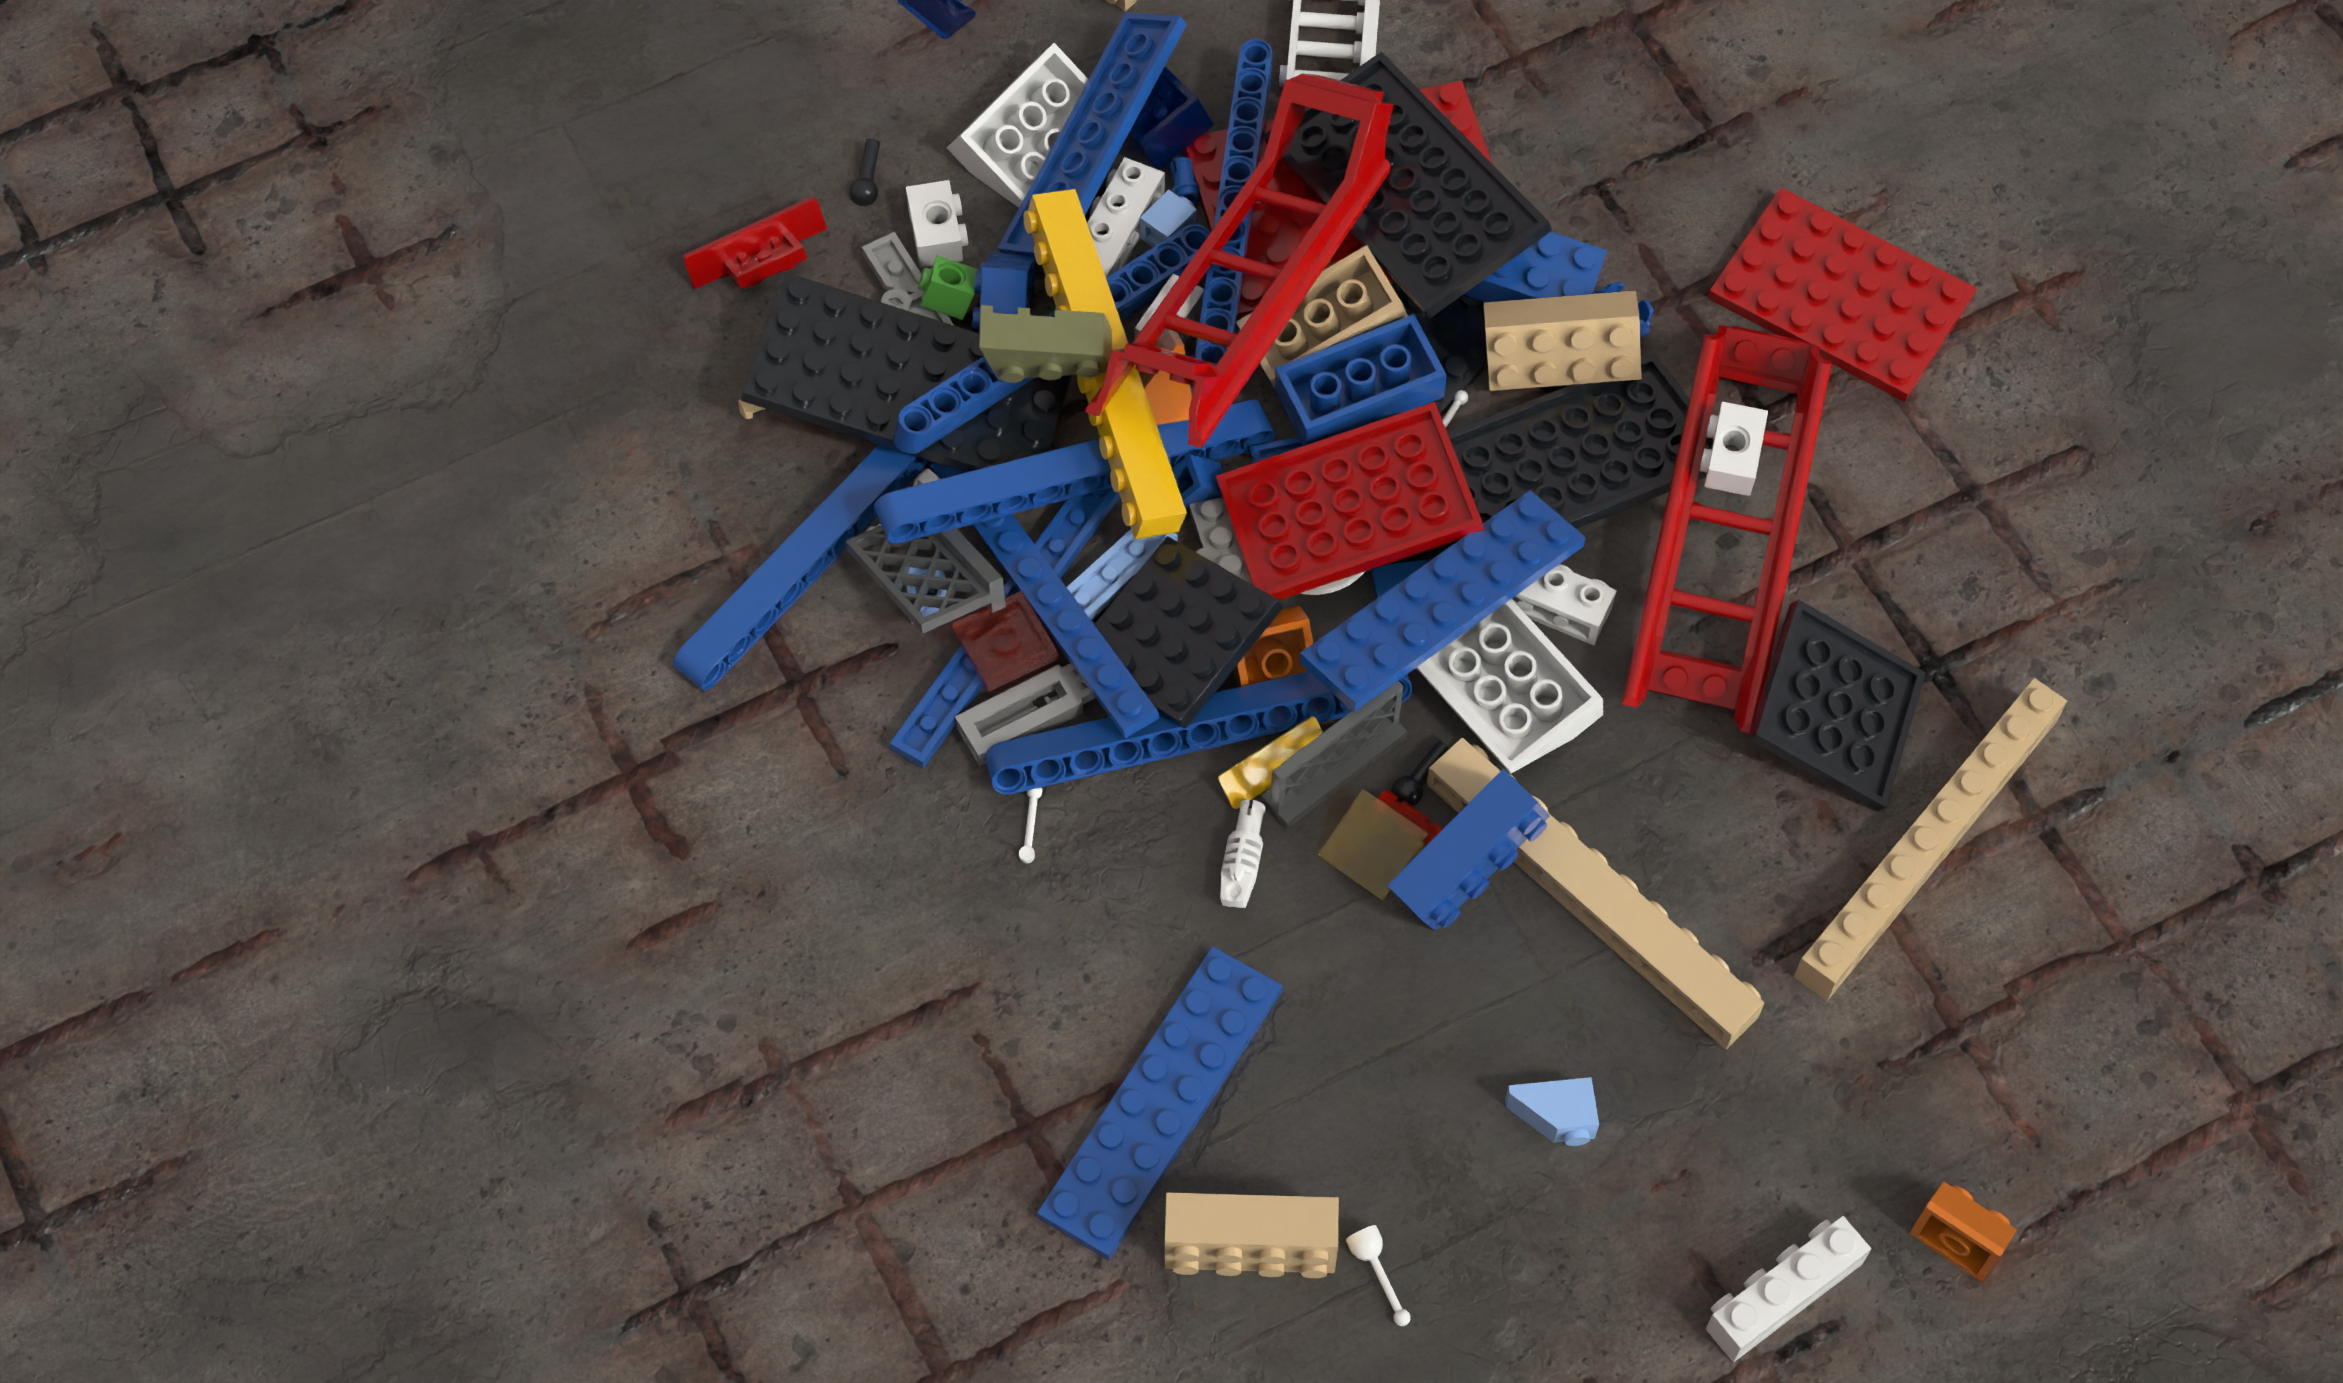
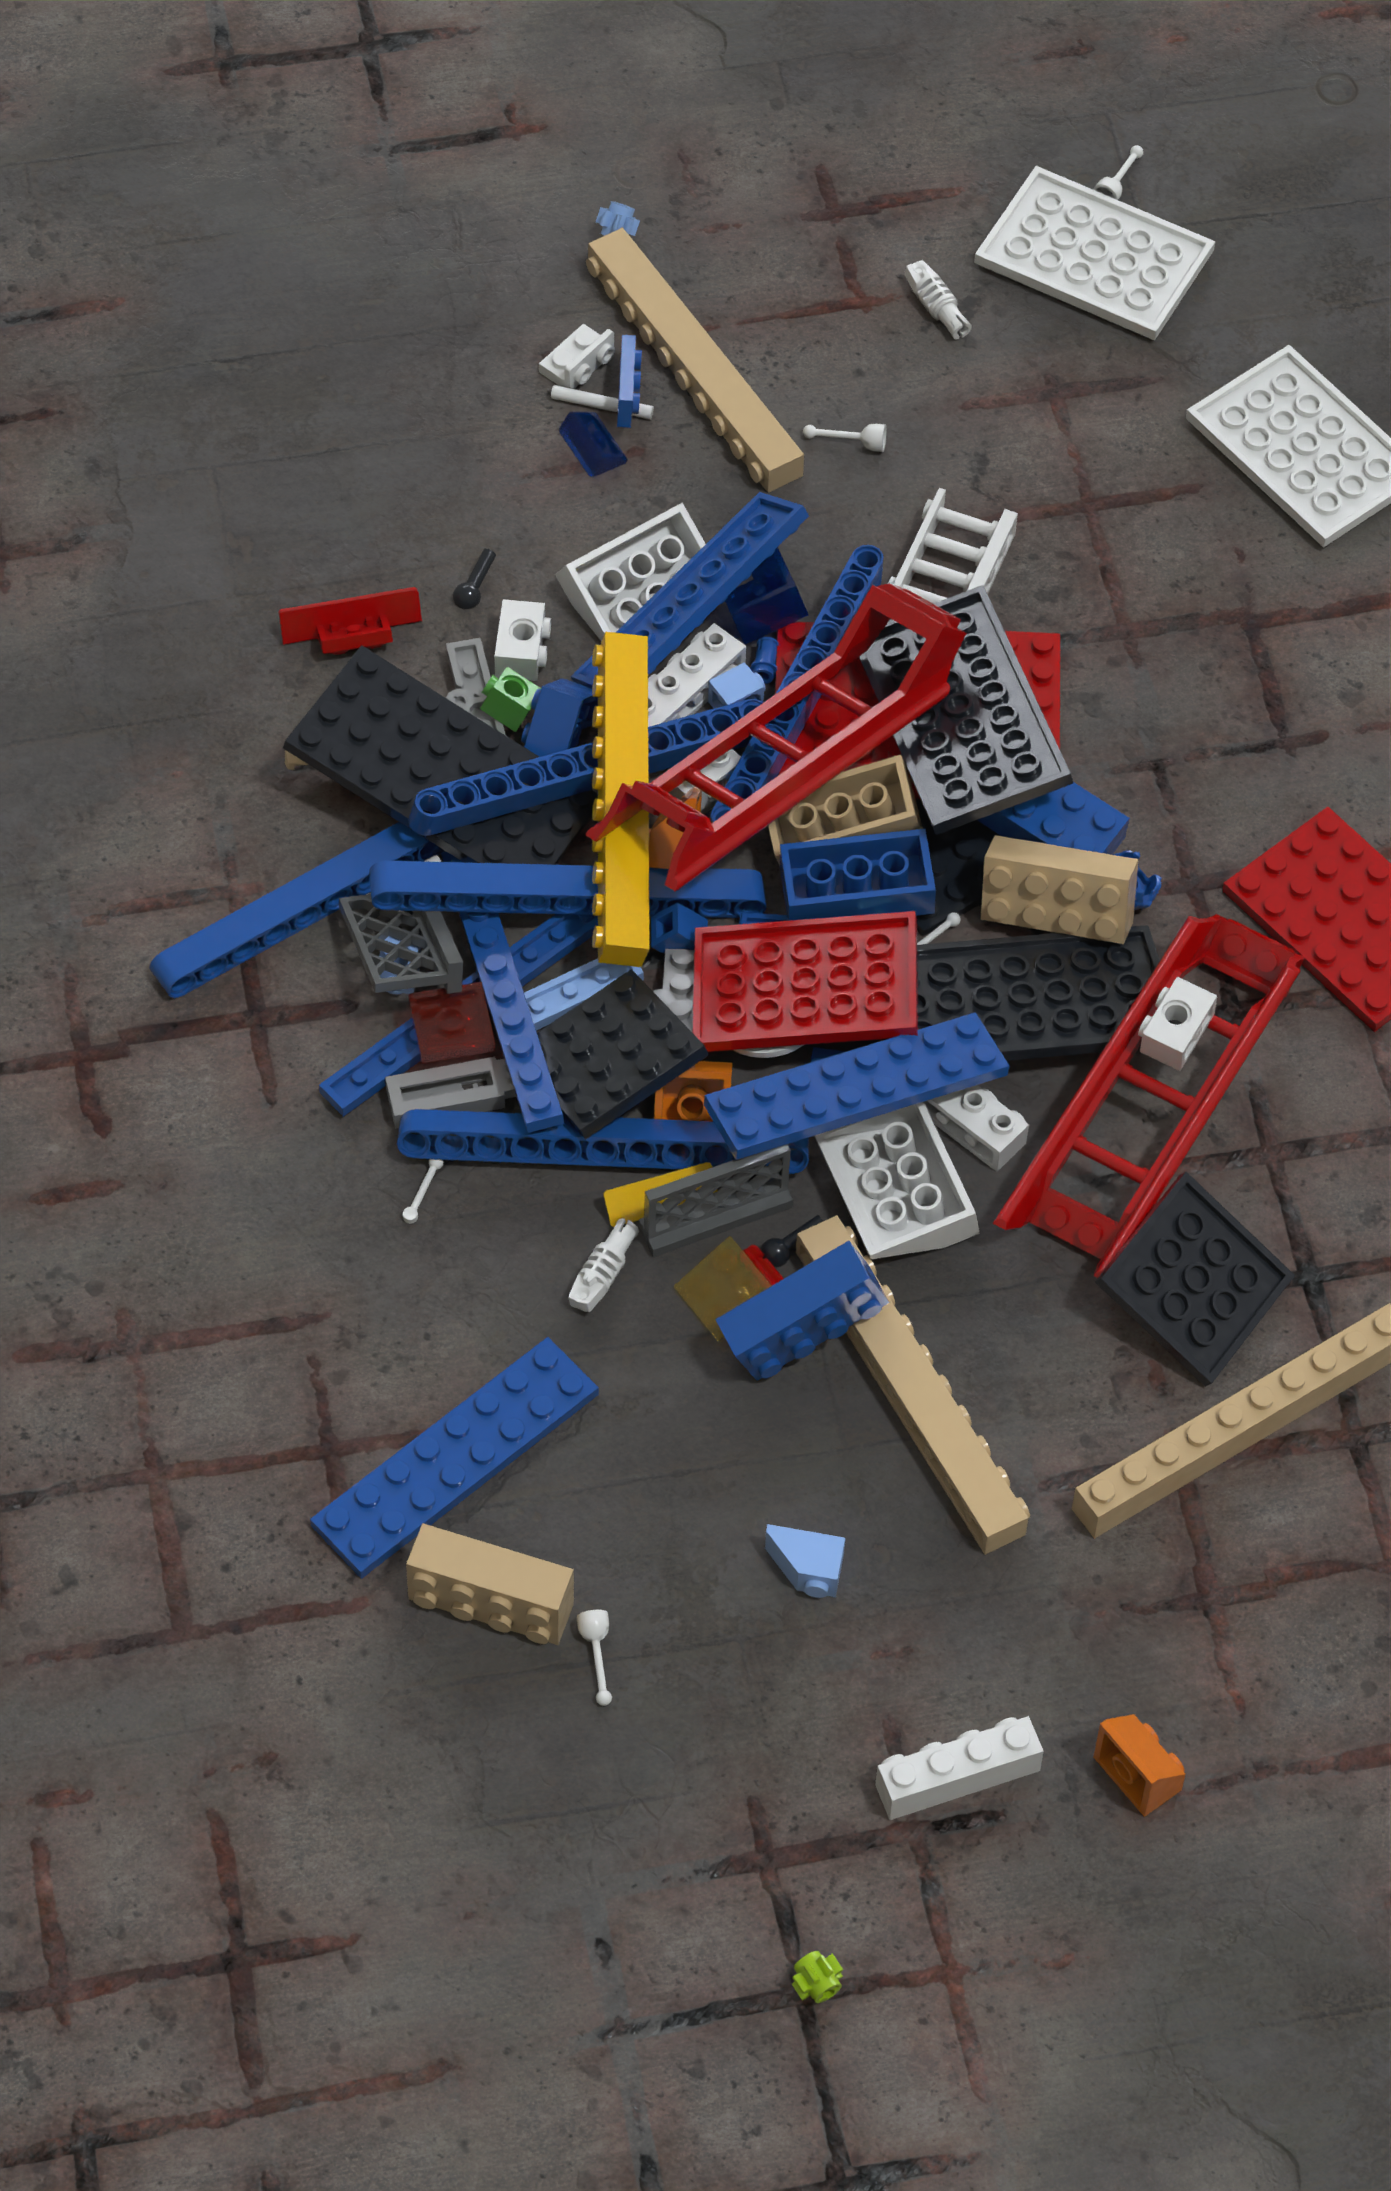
camera: 15 degrees right, 5 degrees down
(1044, 345) = (564, 766): olive wedge -> none

